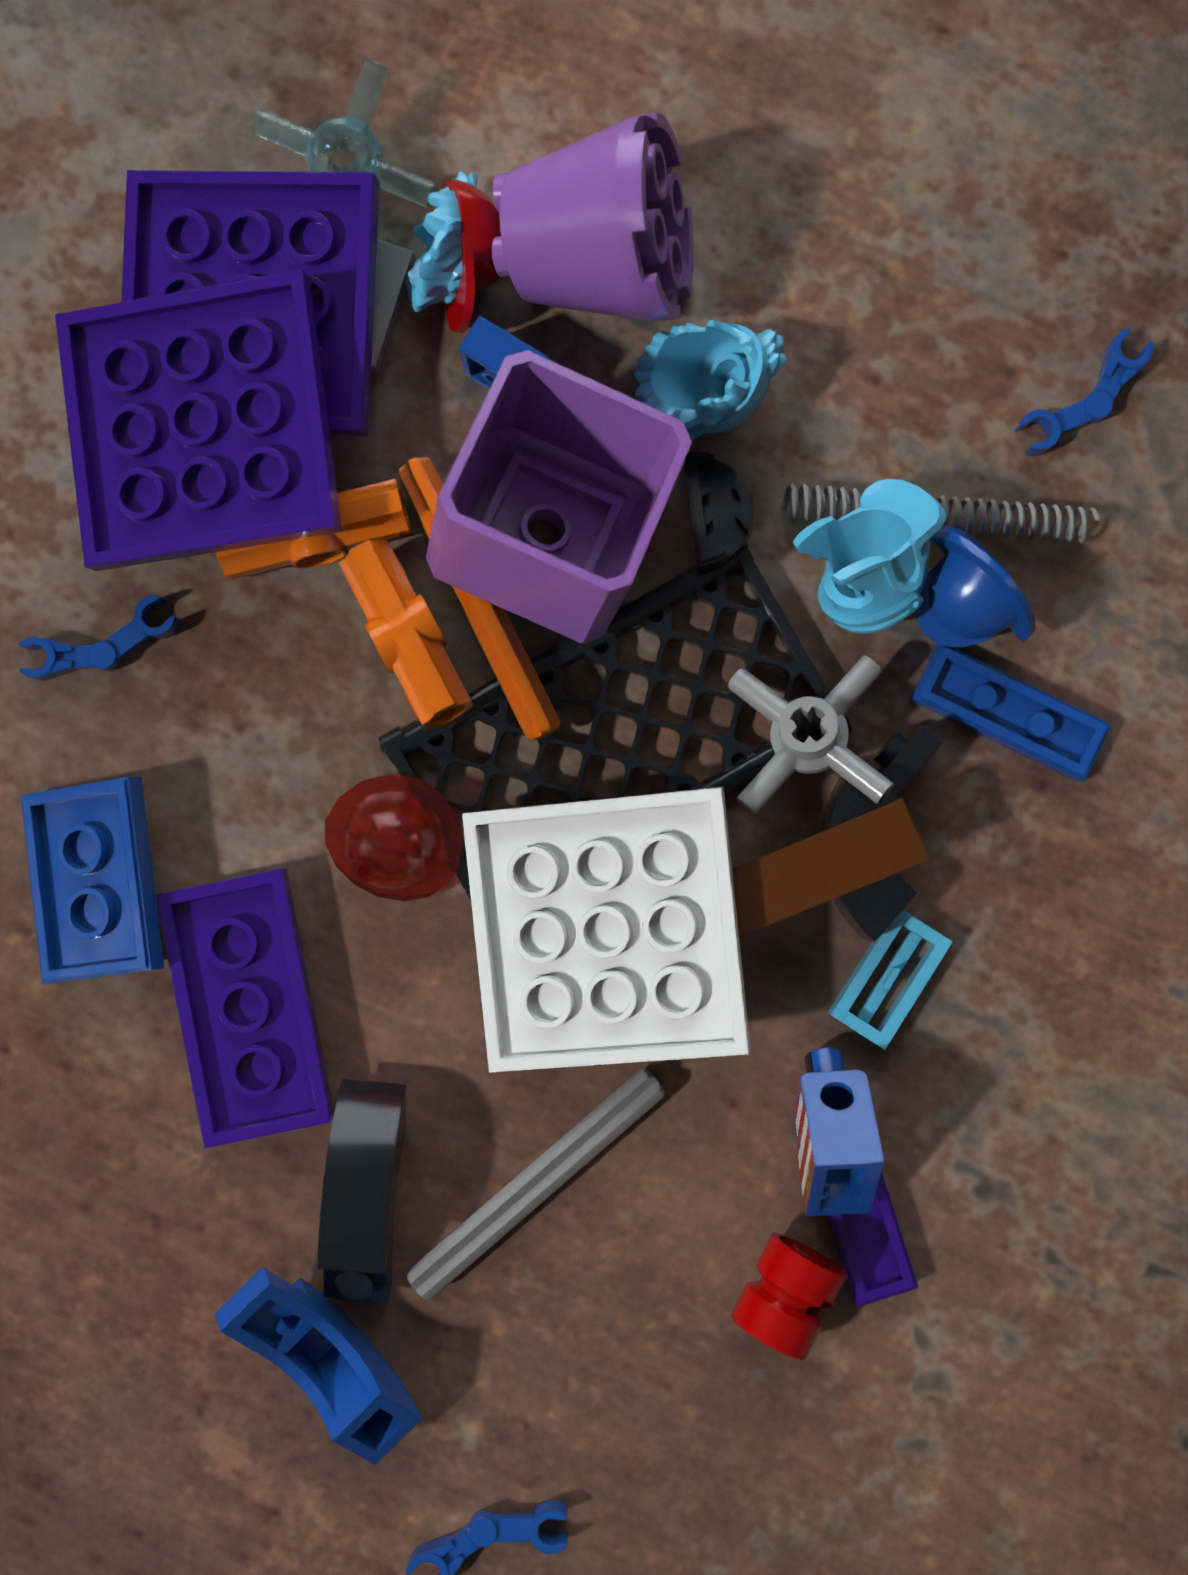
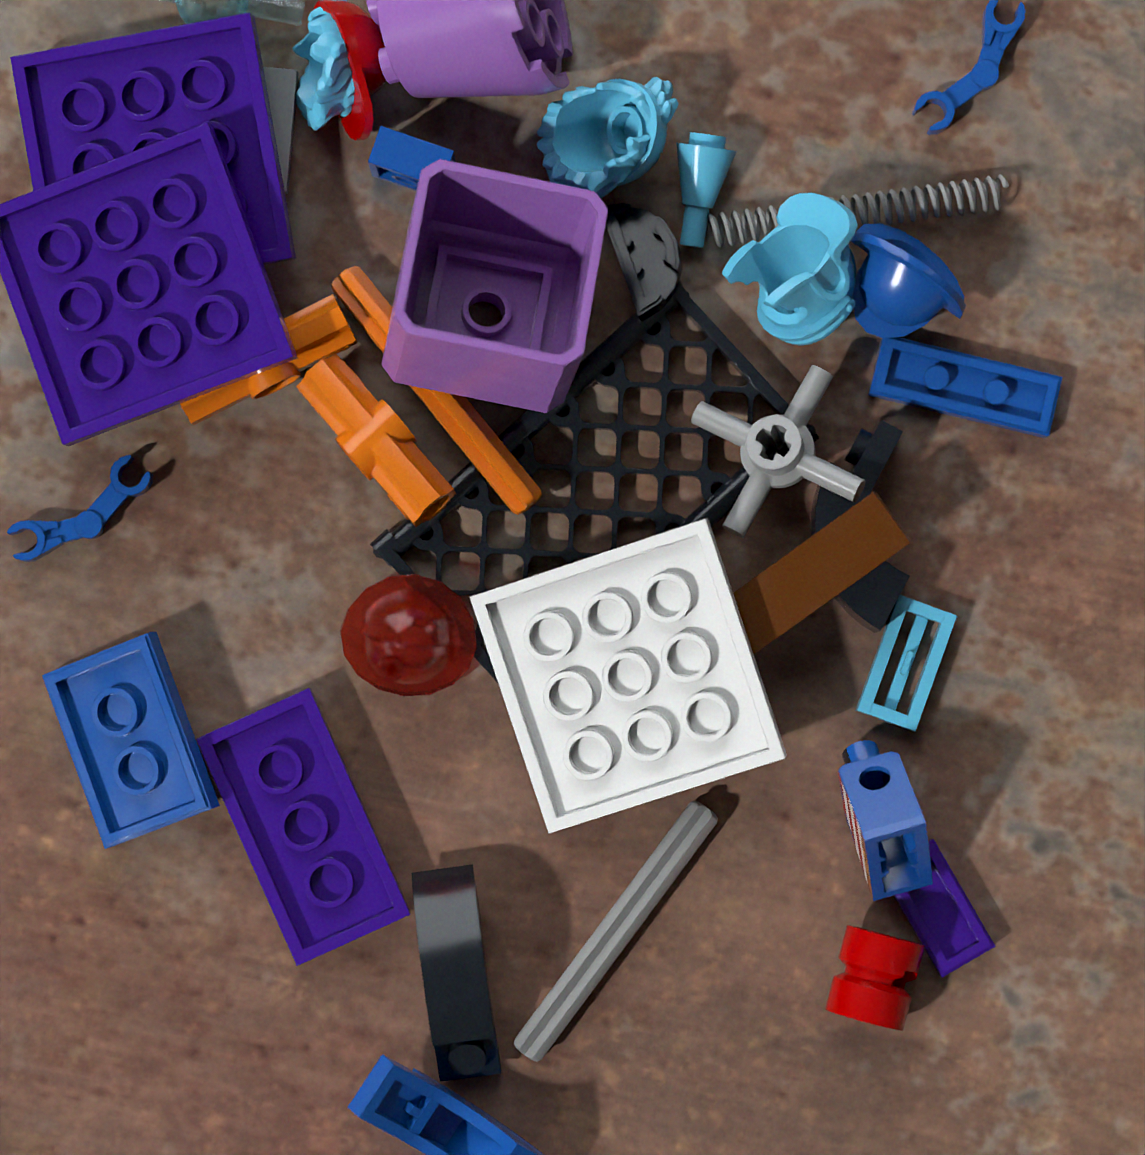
camera: 20 degrees left, 0 degrees up
(794, 438) = (702, 171): none -> medium azure cone

